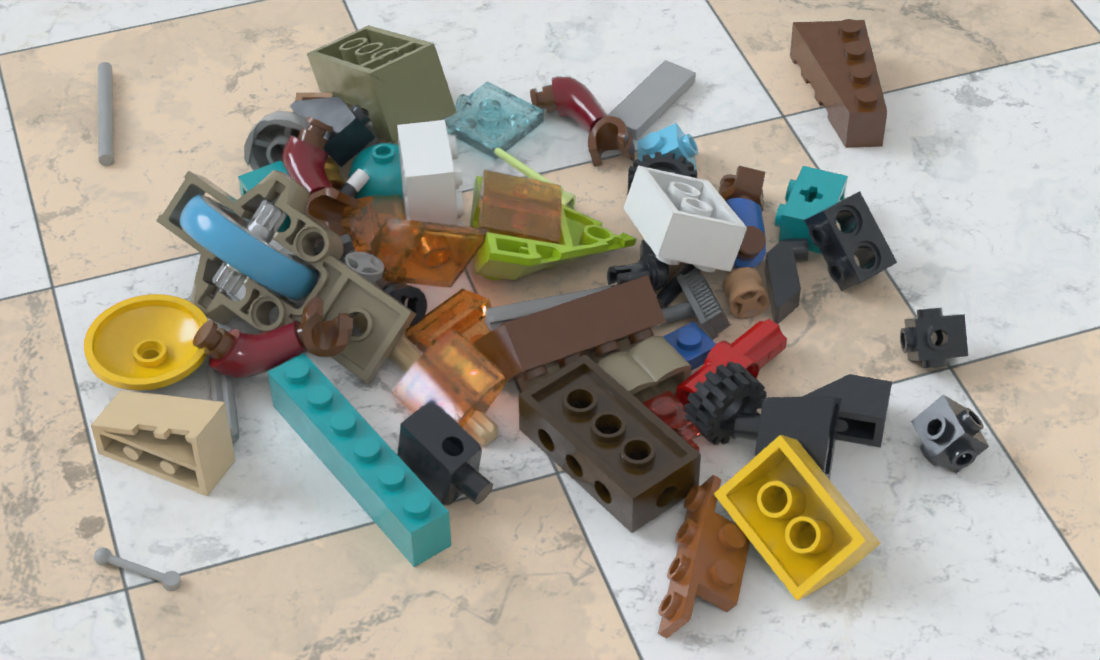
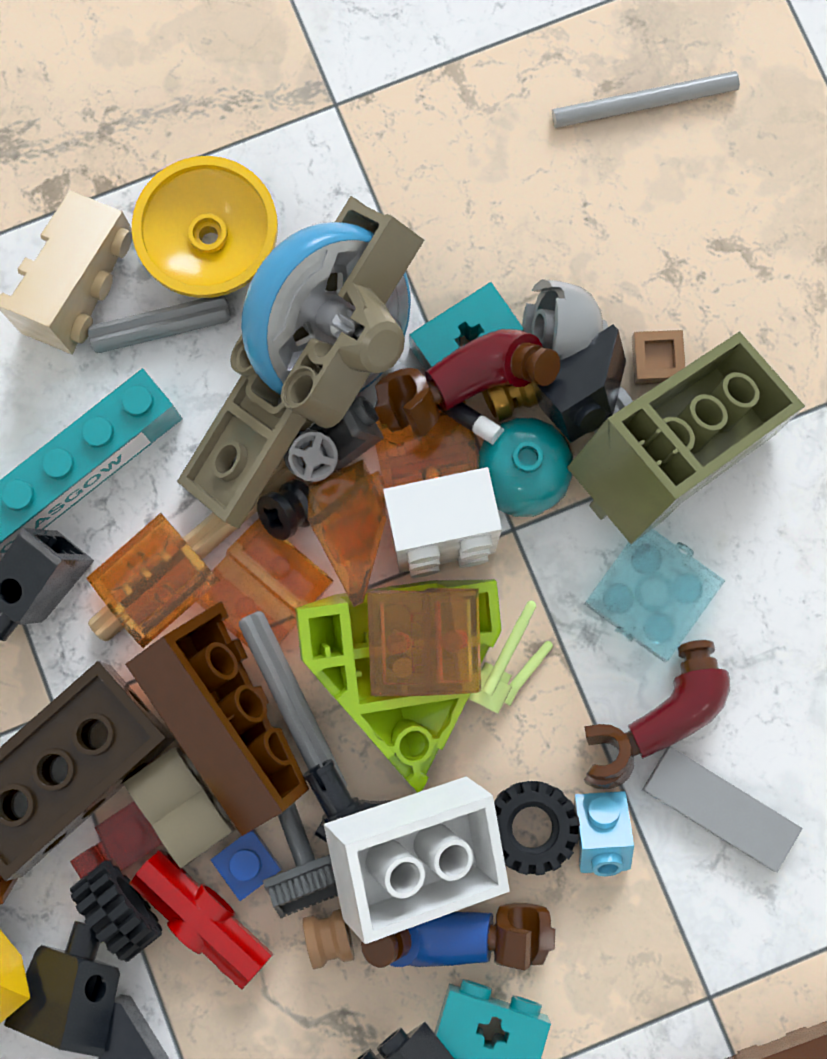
camera: 90 degrees right, 35 degrees up
(248, 355) = (185, 363): piece -> none
(783, 276) = (372, 988): black piece -> none

